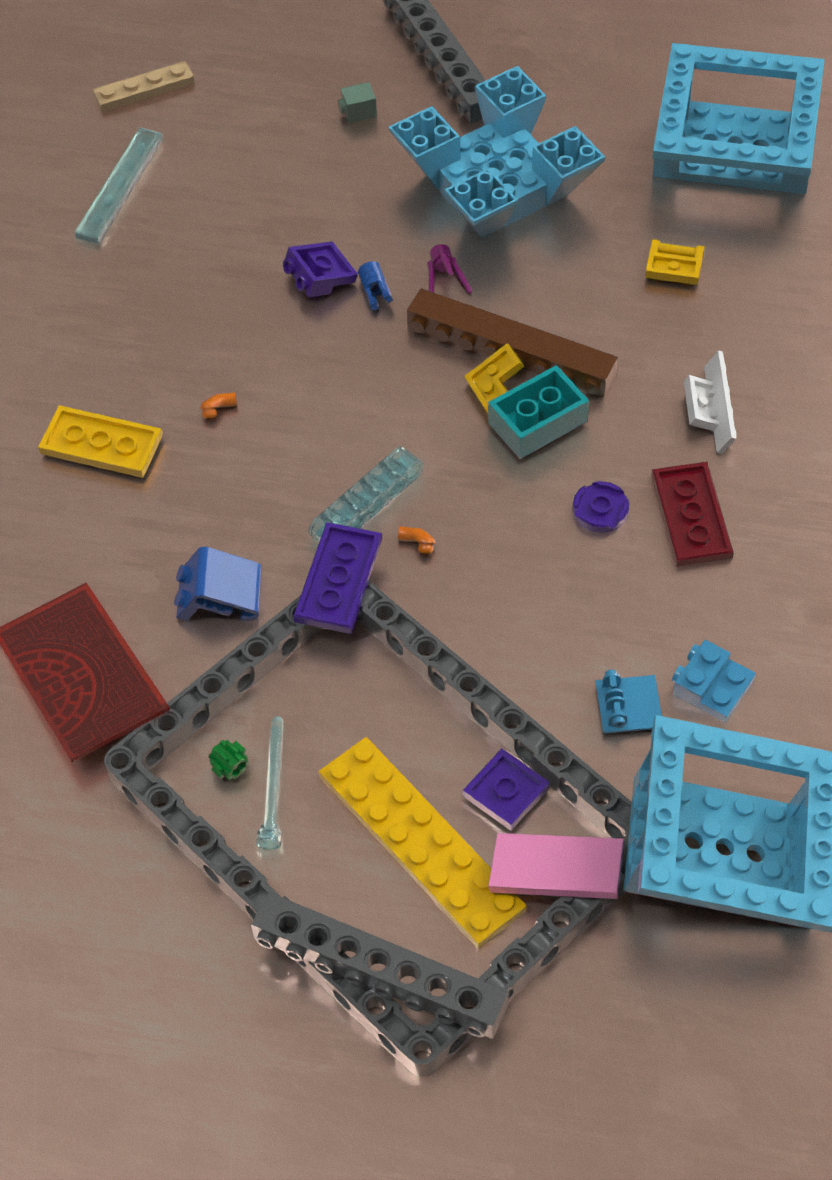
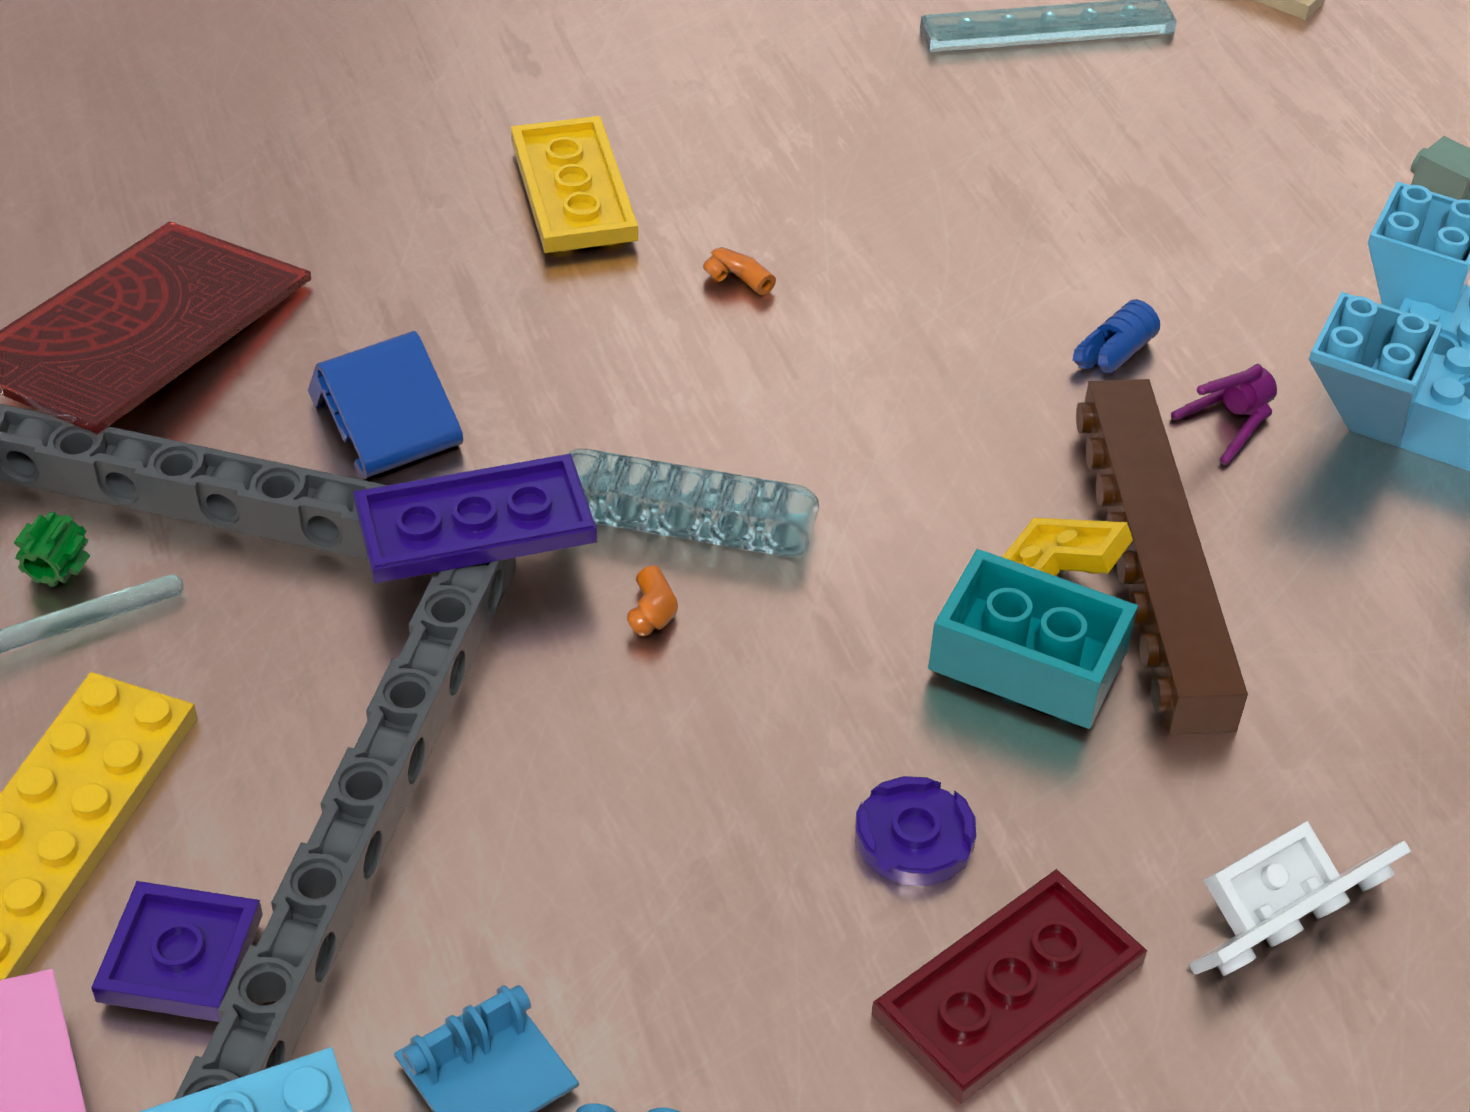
camera: 55 degrees right, 10 degrees down
(318, 268) = (1086, 260): dark purple plate -> none

